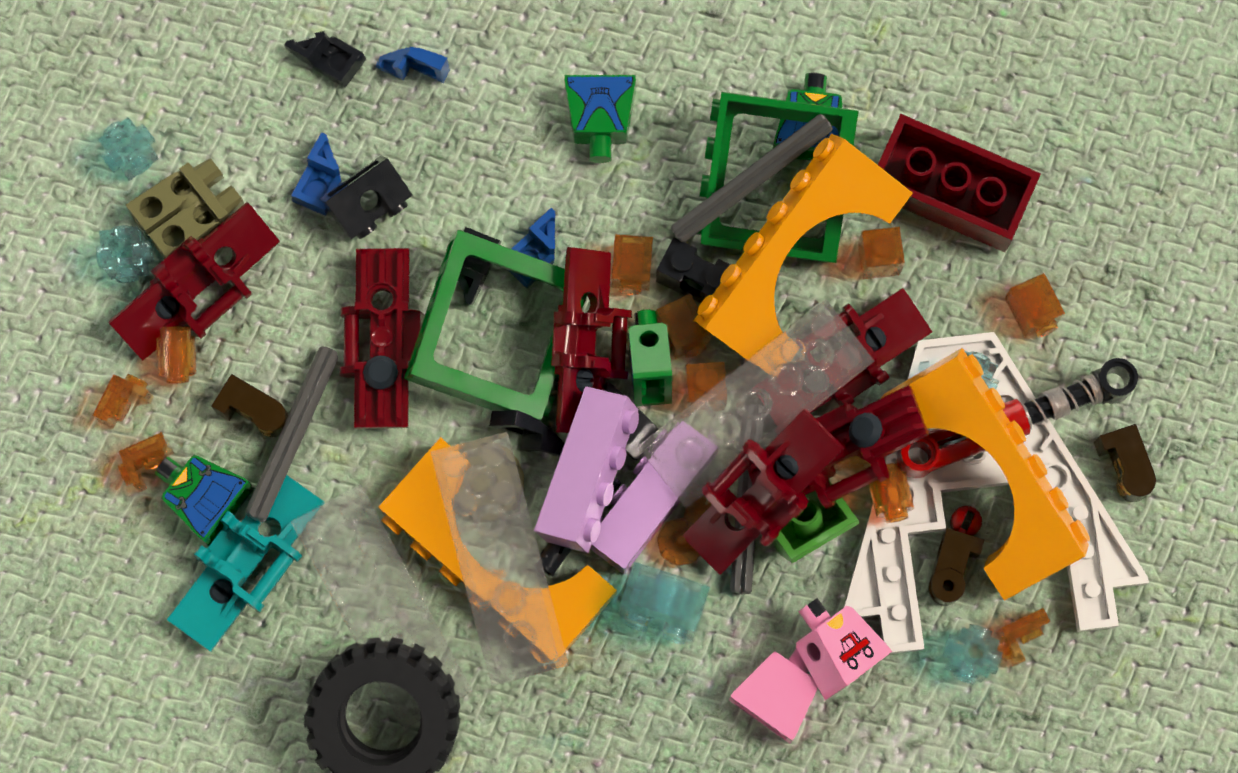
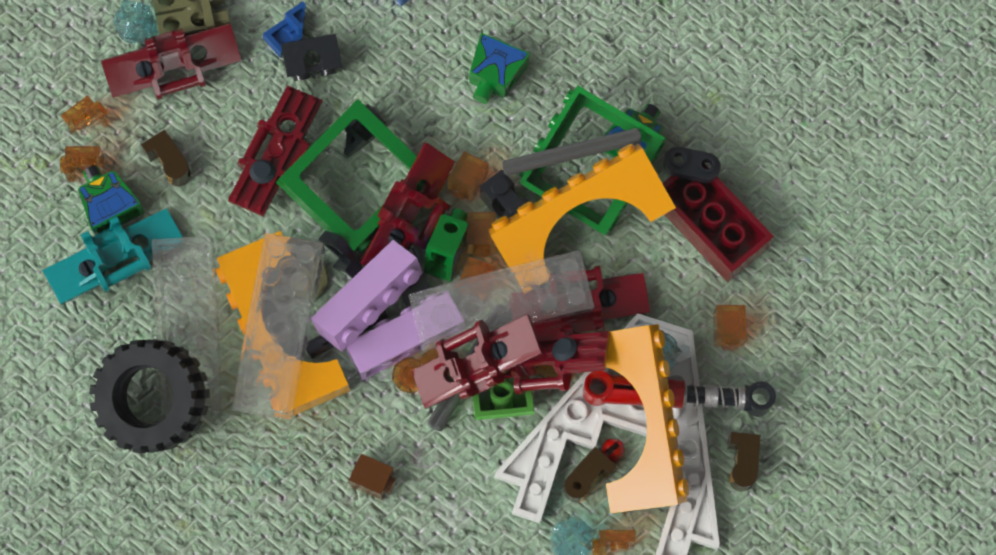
camera: 20 degrees right, 5 degrees down
(176, 354) = (135, 101): clear orange brick -> none
(292, 434) = (185, 187): dark grey axle -> none
(538, 243) = (412, 136): blue slope -> none
(663, 603) = (375, 408): clear light blue brick -> none
(698, 688) = (372, 477): none -> reddish brown brick
(777, 694) = (427, 505): bright pink torso -> none
(838, 647) = (480, 492): bright pink torso -> none
(881, 252) = (640, 243): clear orange brick -> none
(892, 497) = (567, 405): clear orange brick -> none
(904, 130) = (691, 167): none -> black plate

